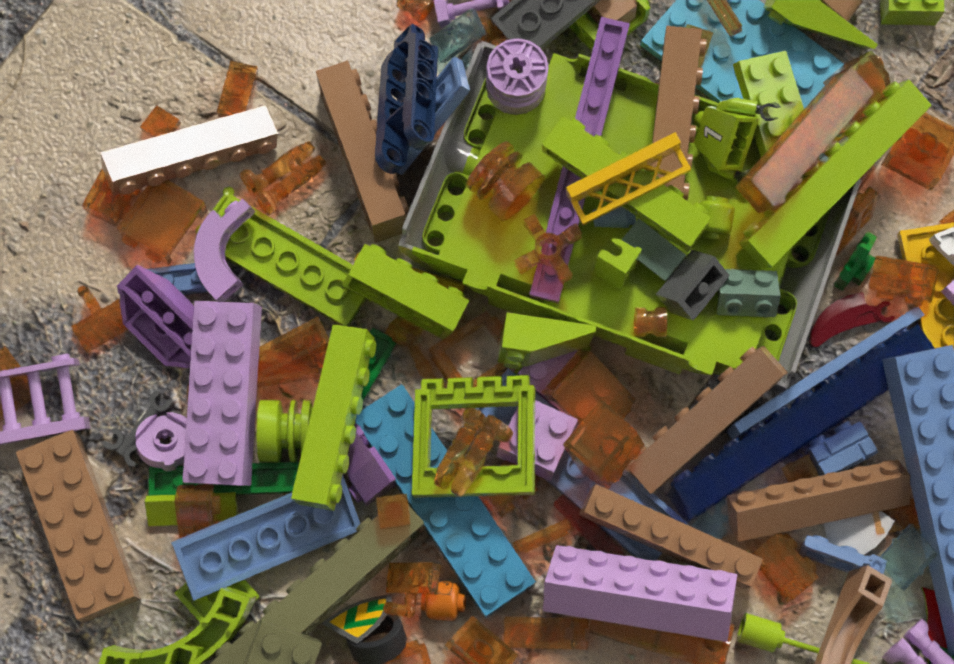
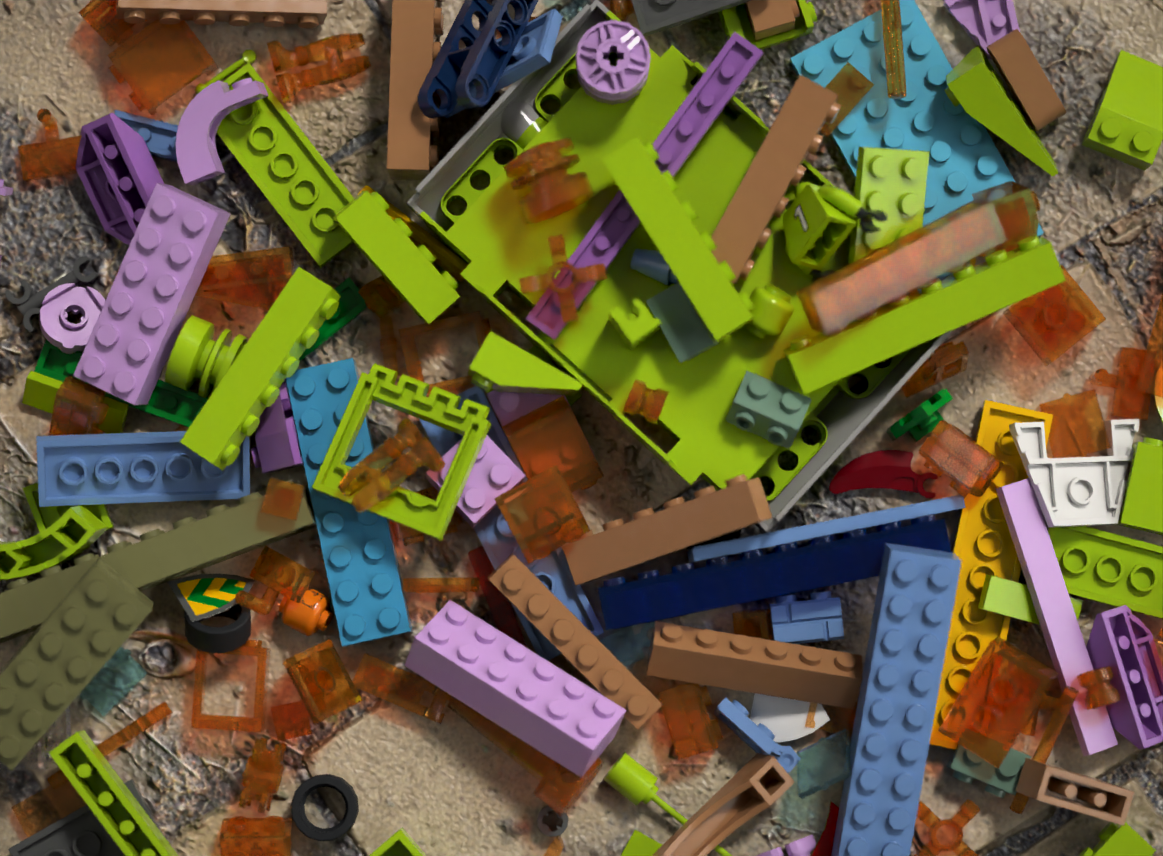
camera: 25 degrees right, 10 degrees up
(627, 166) = (674, 226): yellow fence -> none
(692, 284) = (708, 379): dark grey brick -> none

